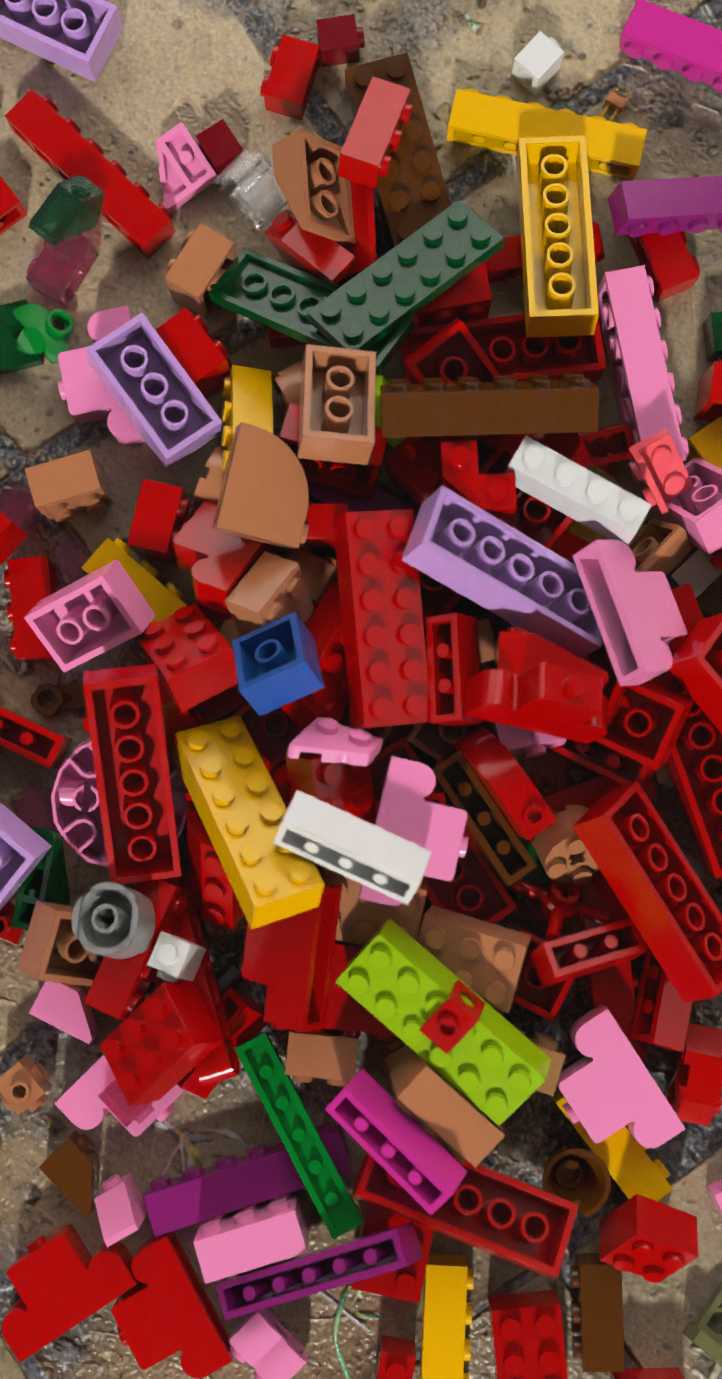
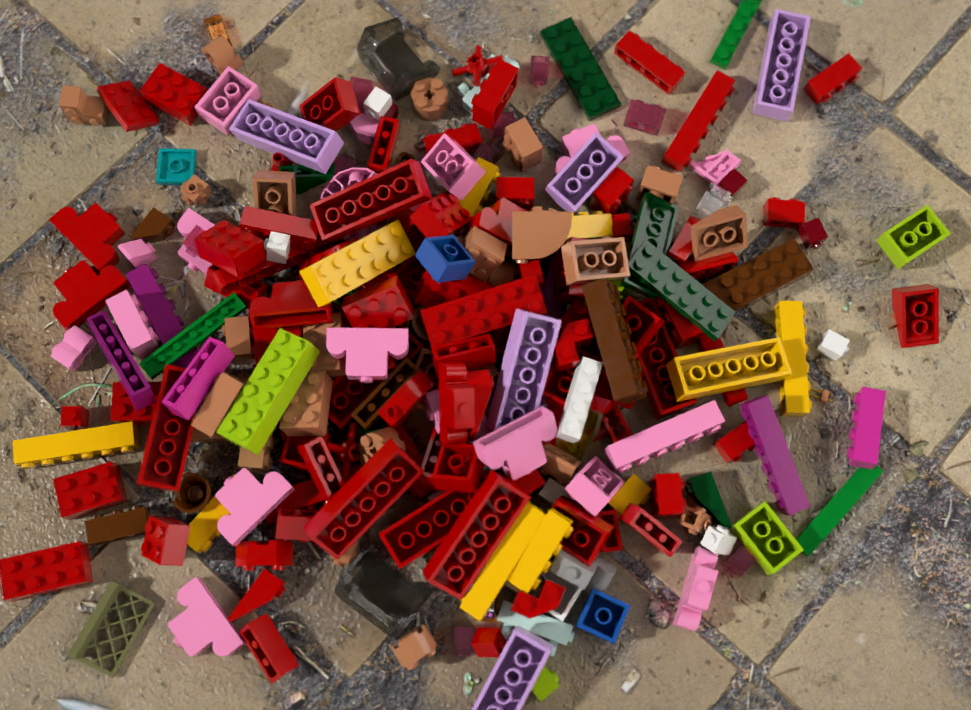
camera: 70 degrees right, 10 degrees down
(39, 333) = (603, 113): green plate -> none
(65, 1009) = (239, 199): bright pink slope -> none
(68, 210) = (672, 111): clear green slope -> none
(115, 903) = (291, 209): light grey brick -> none
(258, 353) = (621, 226): none -> red brick
(336, 743) = (409, 298): bright pink wing -> none
(352, 847) = (353, 313): white brick -> none
(375, 133) = (758, 256): brick -> none
(453, 1018) = (271, 391): red bracket -> none
(660, 468) = (606, 452): coral bracket -> none

